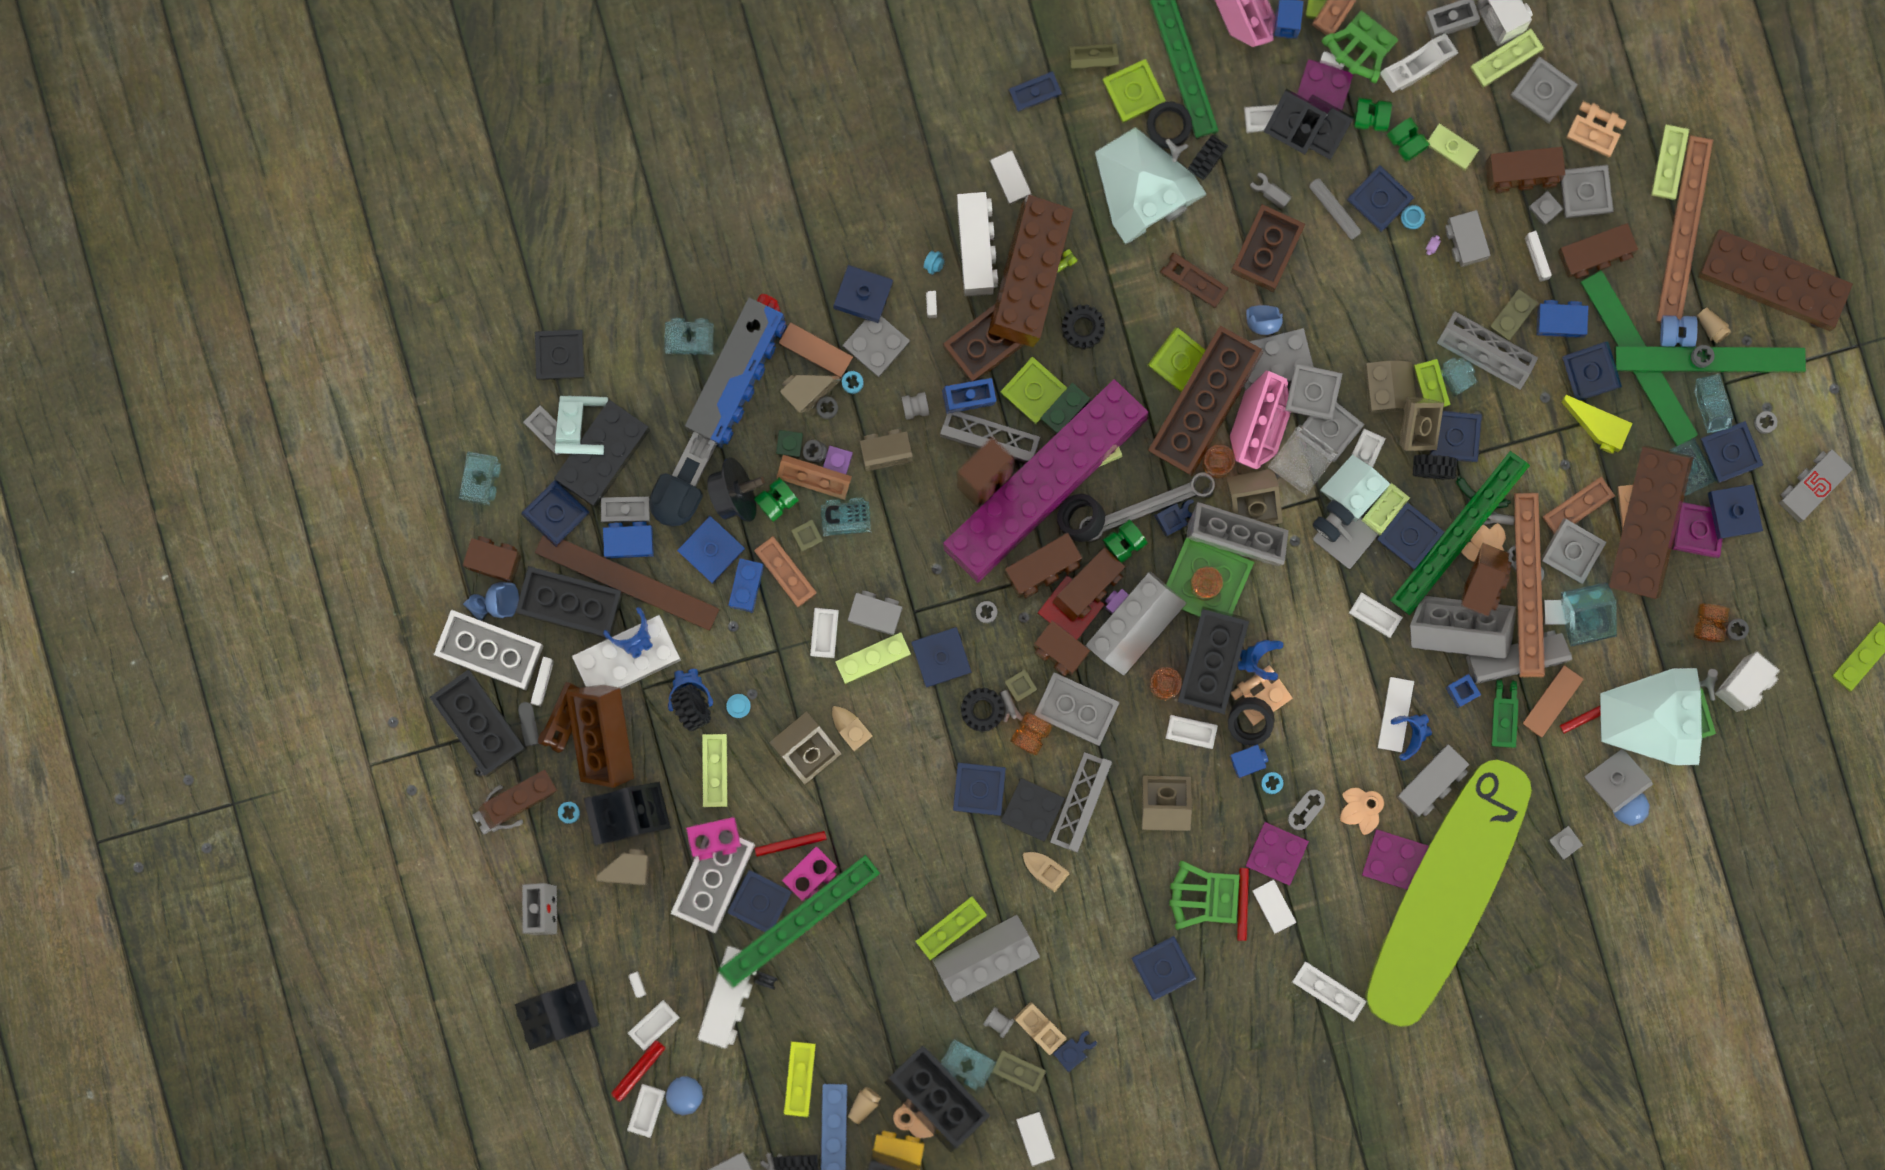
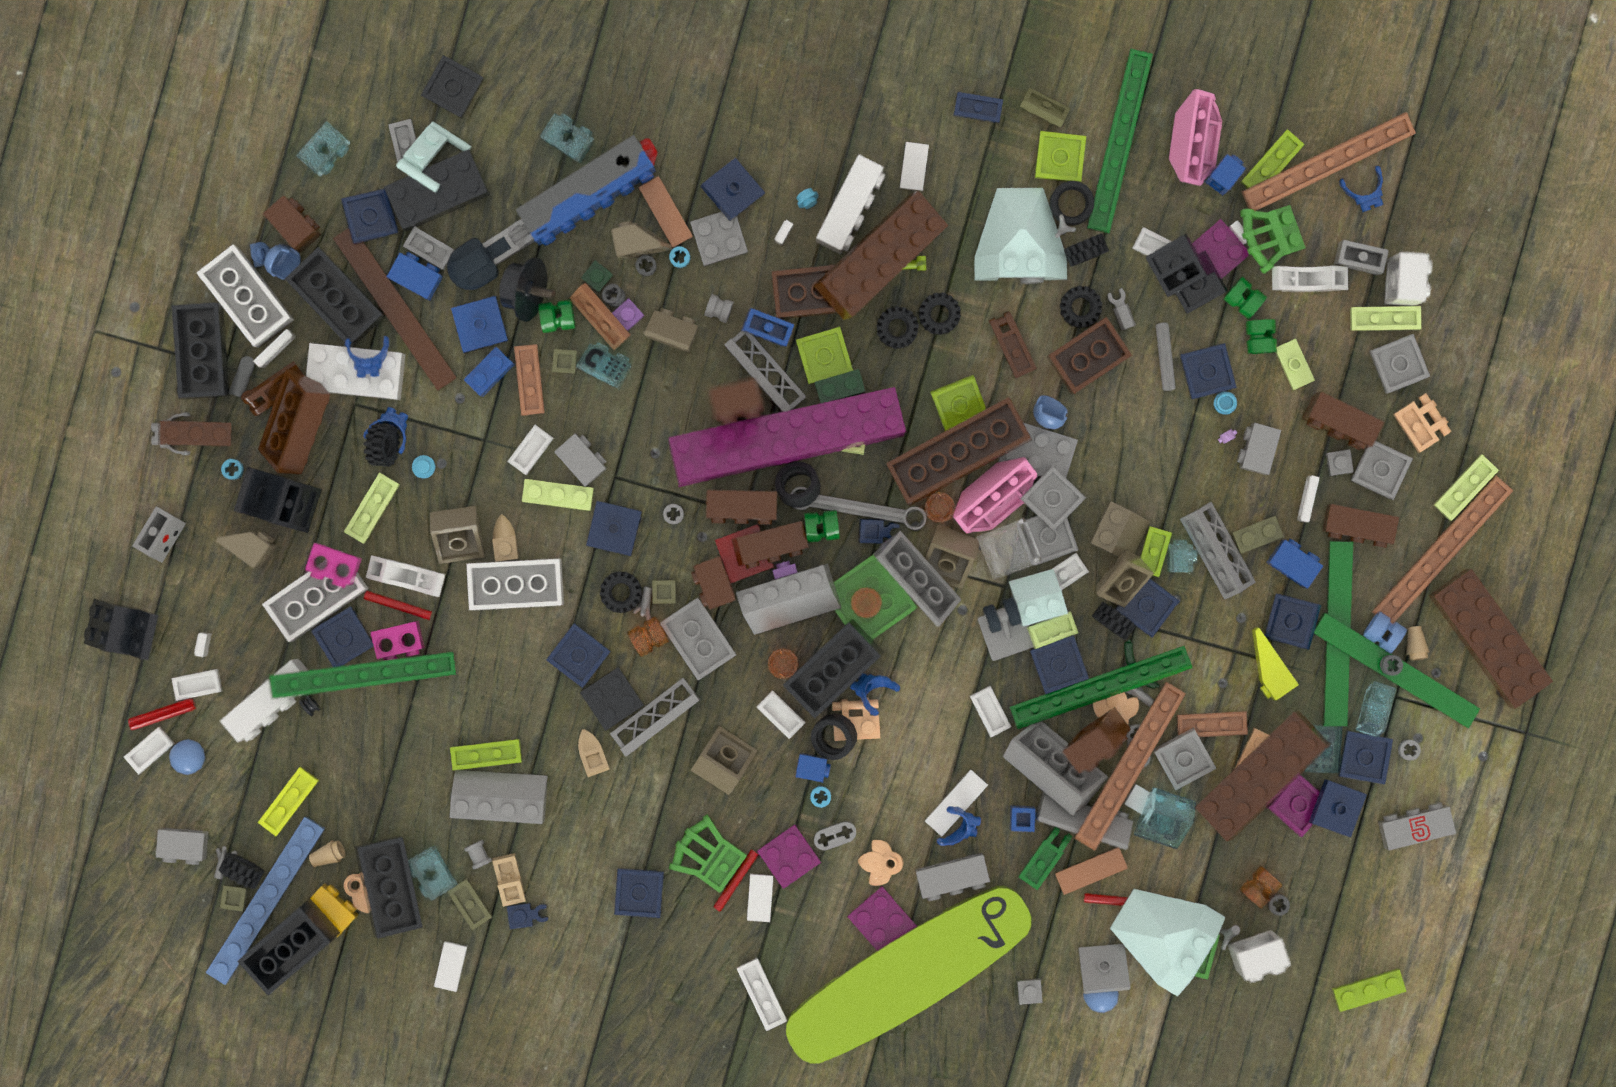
camera: 30 degrees right, 5 degrees up
(782, 811) = (405, 575): none -> white arch
(885, 759) = (515, 584): none -> white brick
(1113, 306) = (939, 299): none -> black tyre
(1240, 197) = (1094, 302): none -> black tyre

